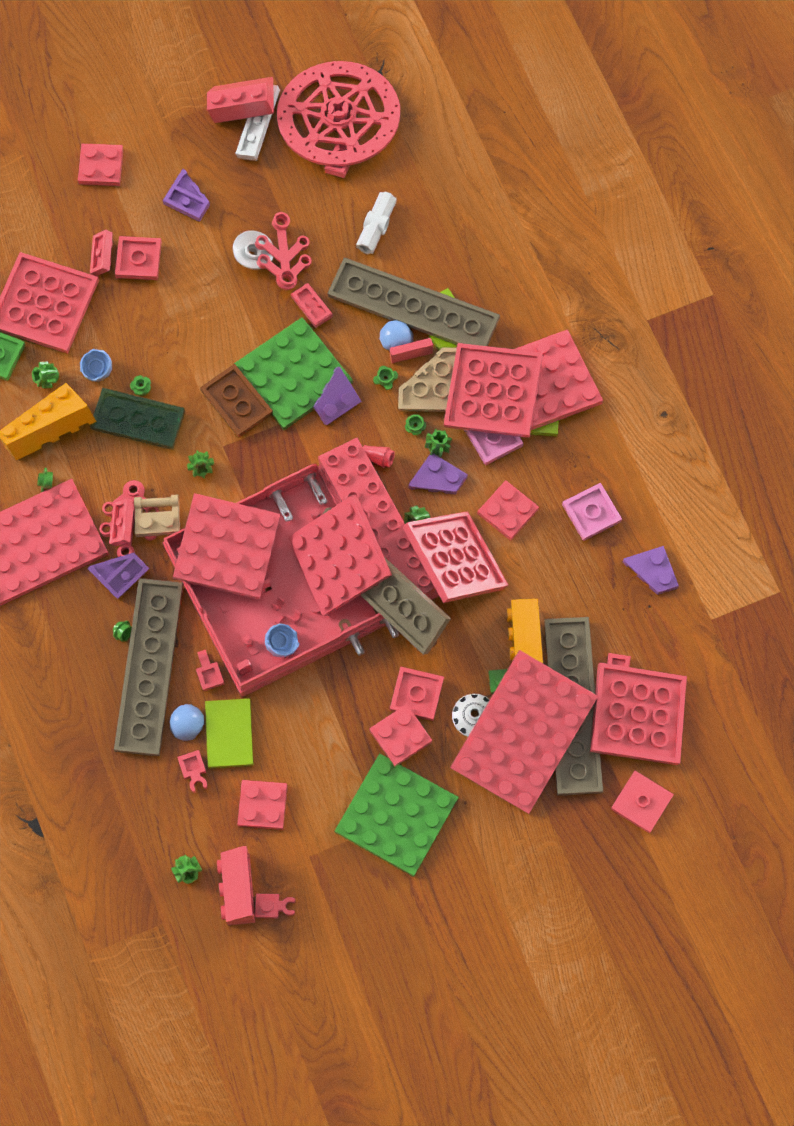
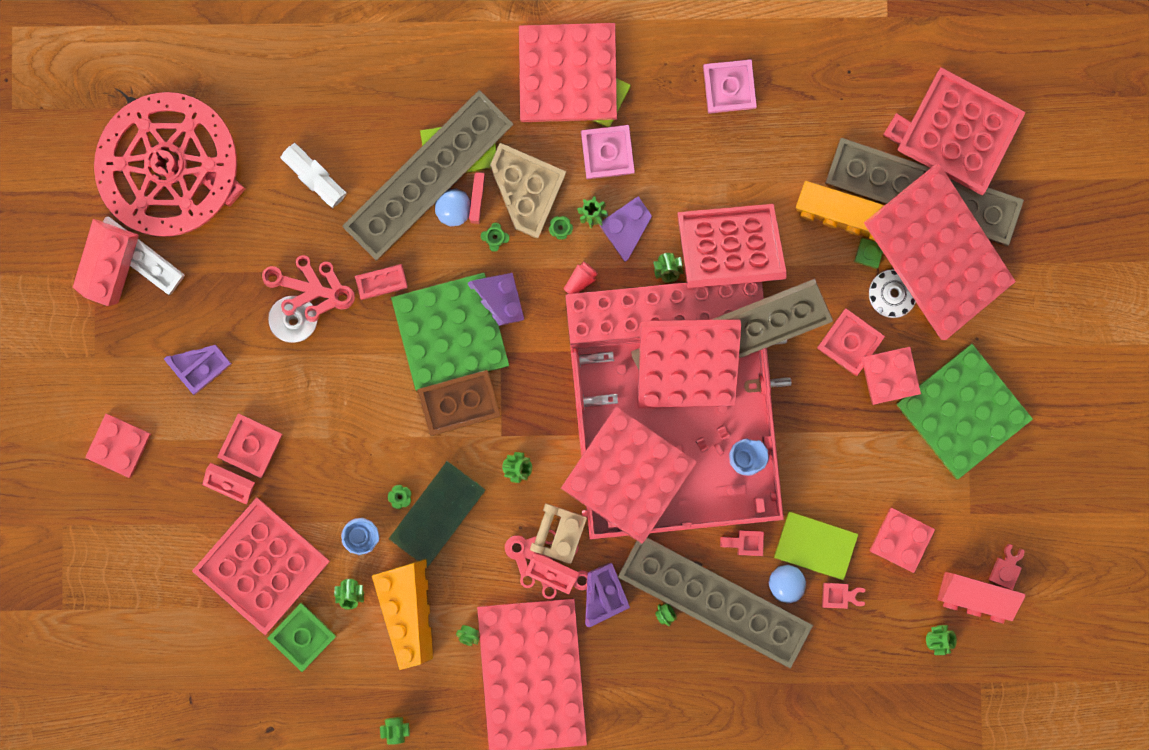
camera: 75 degrees left, 15 degrees up
(493, 390) = (563, 131): coral plate -> none
(508, 510) = (692, 170): coral plate -> none
(642, 801) = (1046, 165): coral plate -> none
(654, 569) = (814, 50): medium lavender wing -> none

